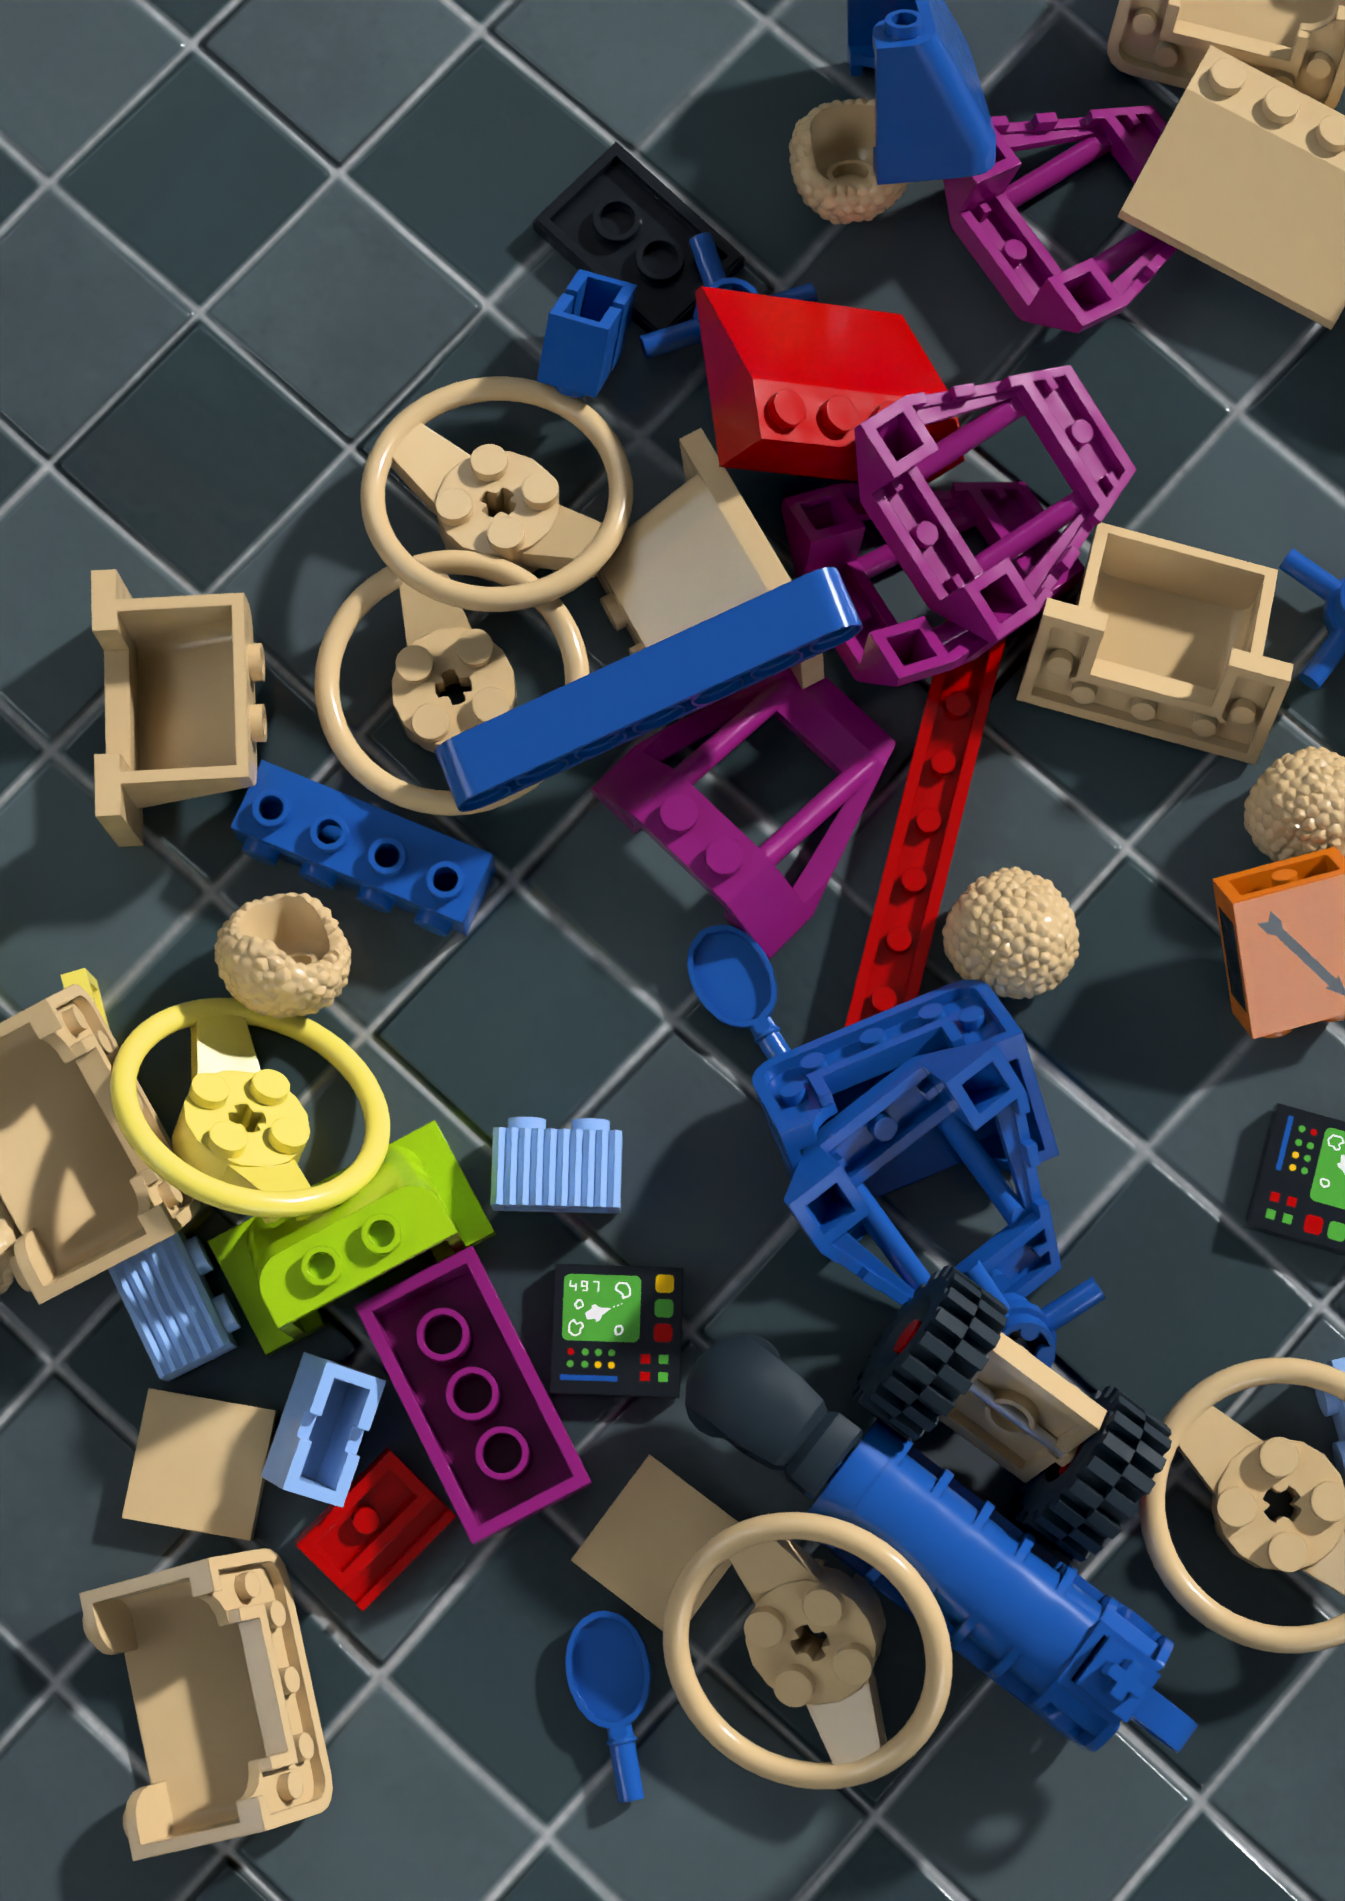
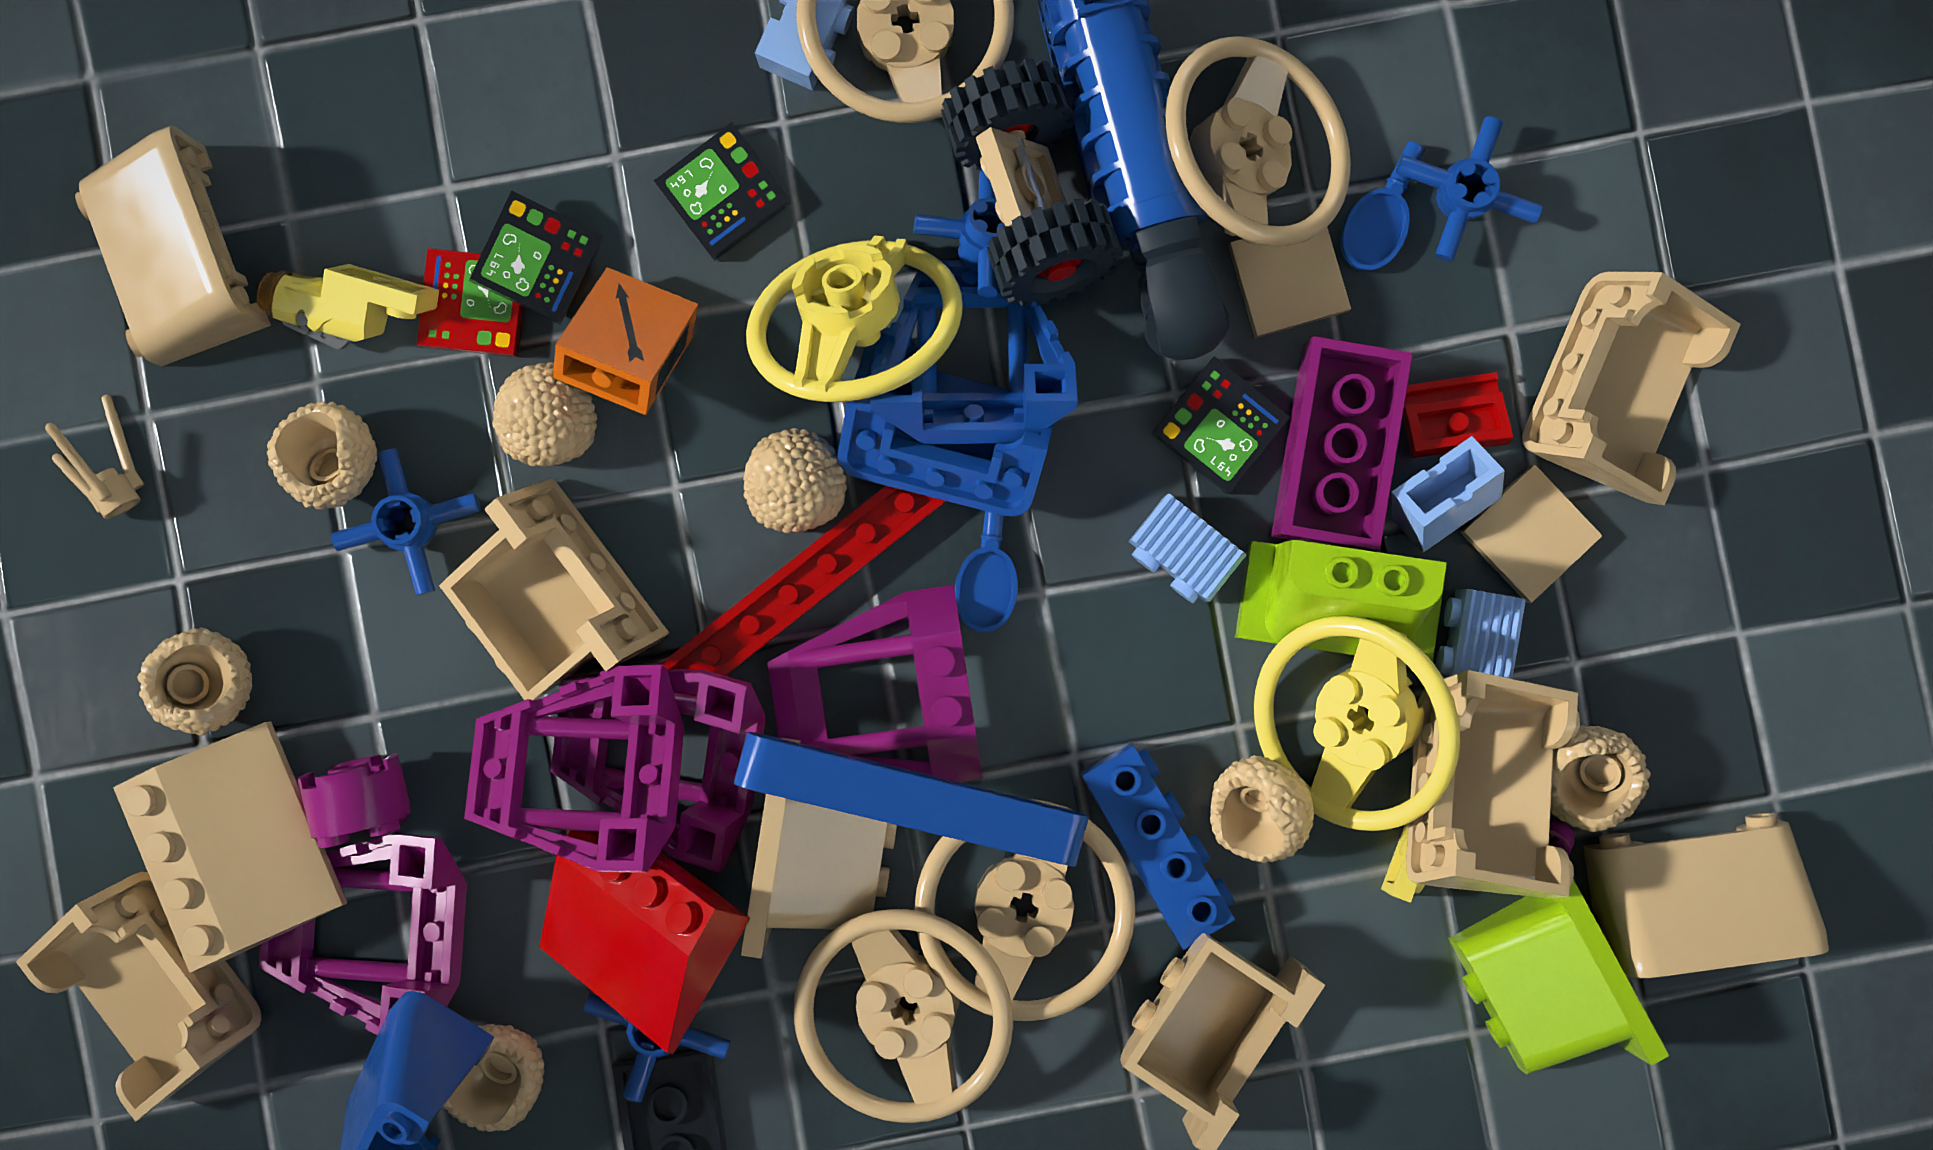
camera: 145 degrees left, 10 degrees up
(552, 1763) = (1474, 171): none -> blue bar
(586, 334) = (760, 1084): blue piece -> none
(1102, 1140) = (845, 302): none -> light yellow piece
(1189, 314) = (355, 798): none -> magenta brick

